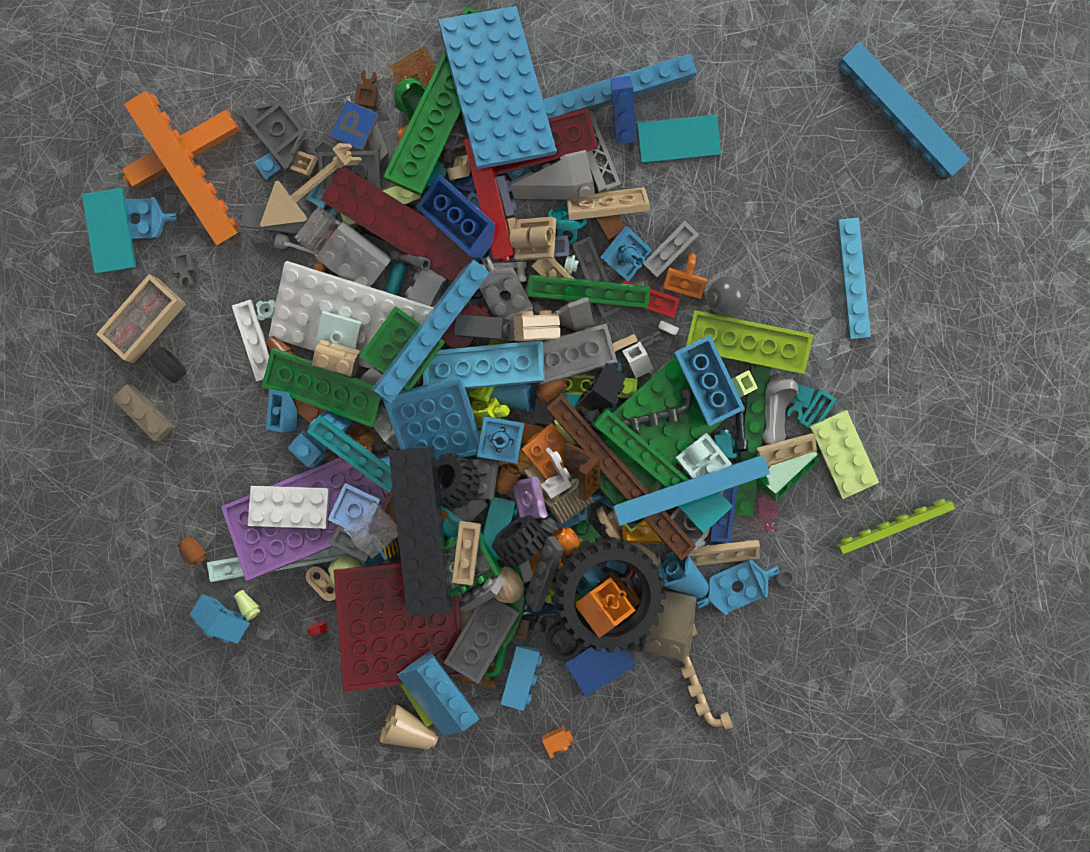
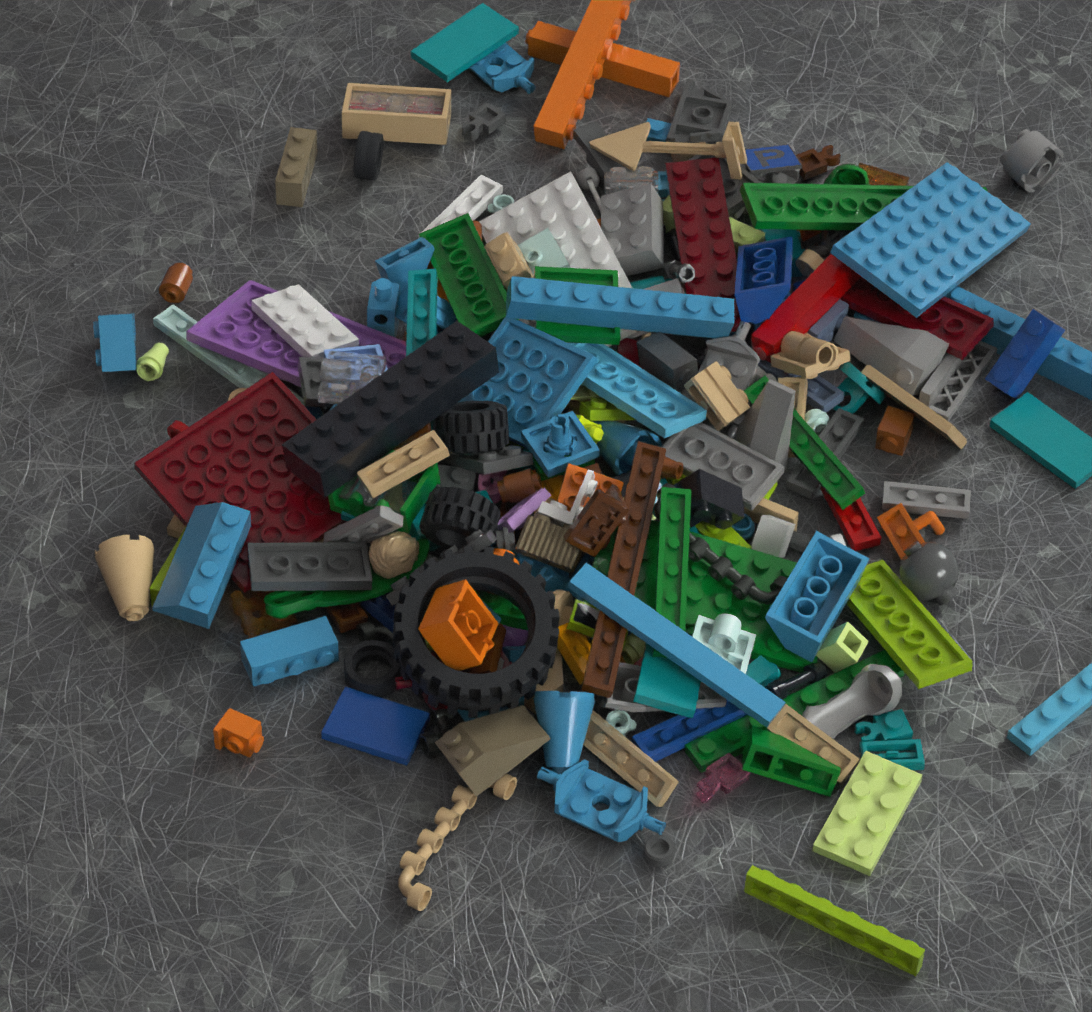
camera: 55 degrees right, 40 degrees down
(629, 256) = (893, 442): dark azure plate -> none

